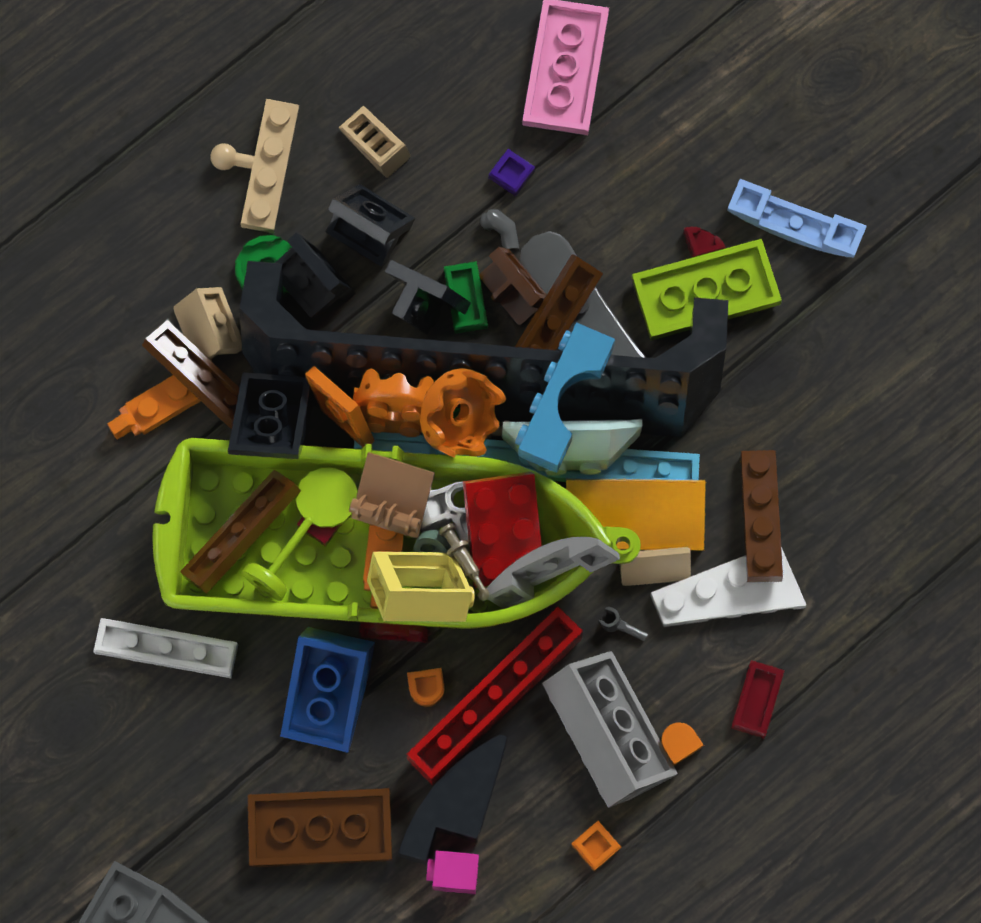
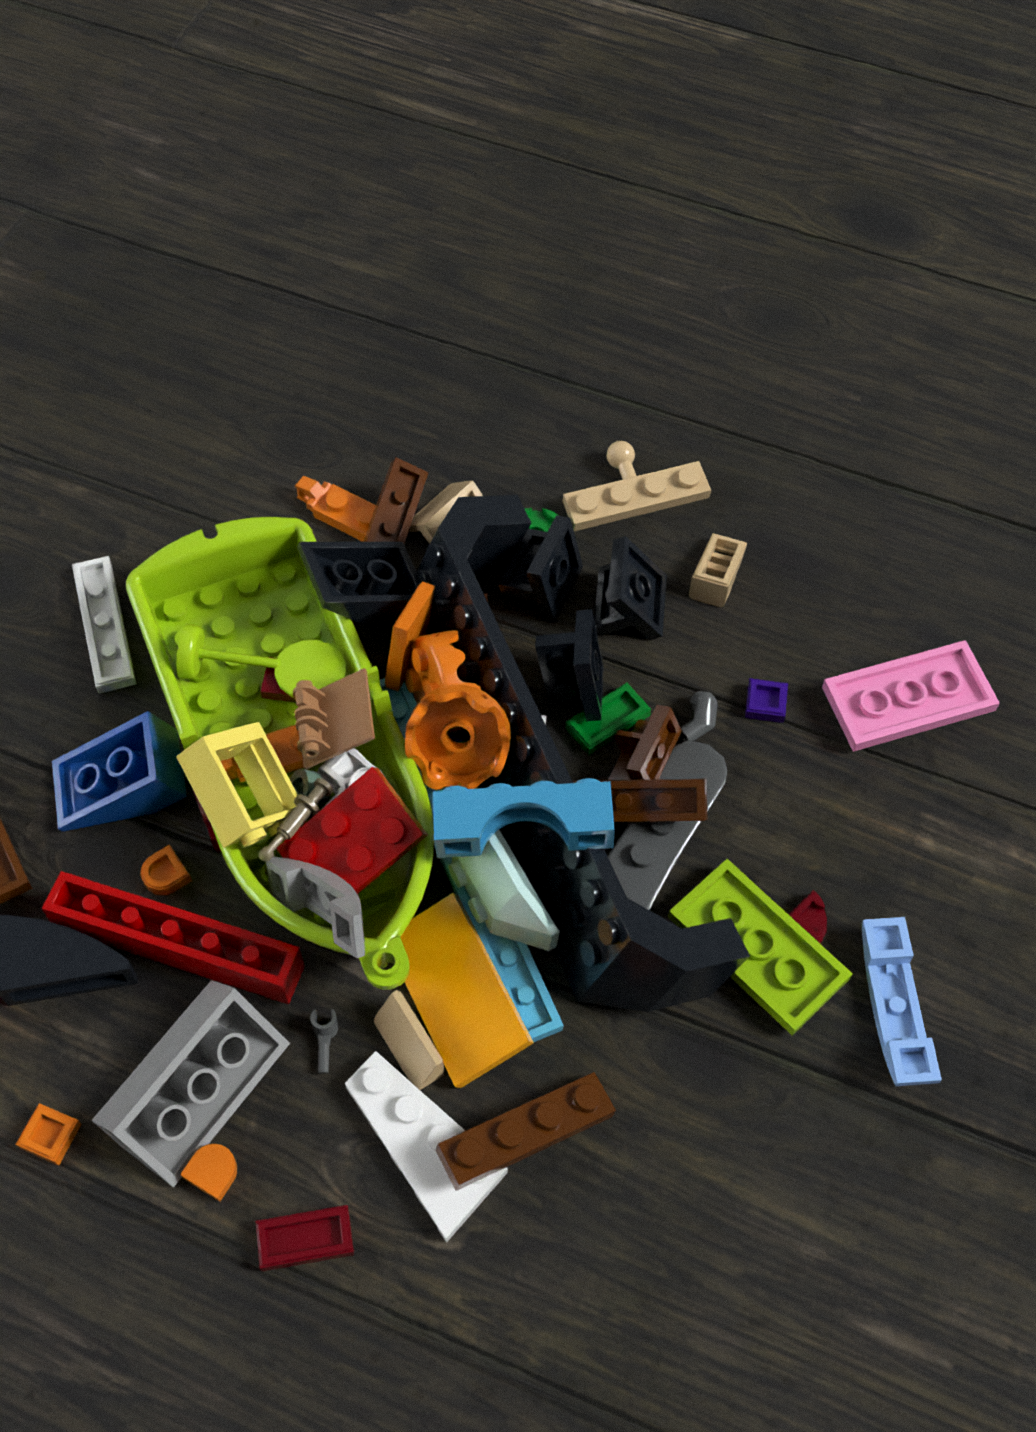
camera: 60 degrees right, 15 degrees down
(240, 531) = (235, 610): reddish brown plate -> none

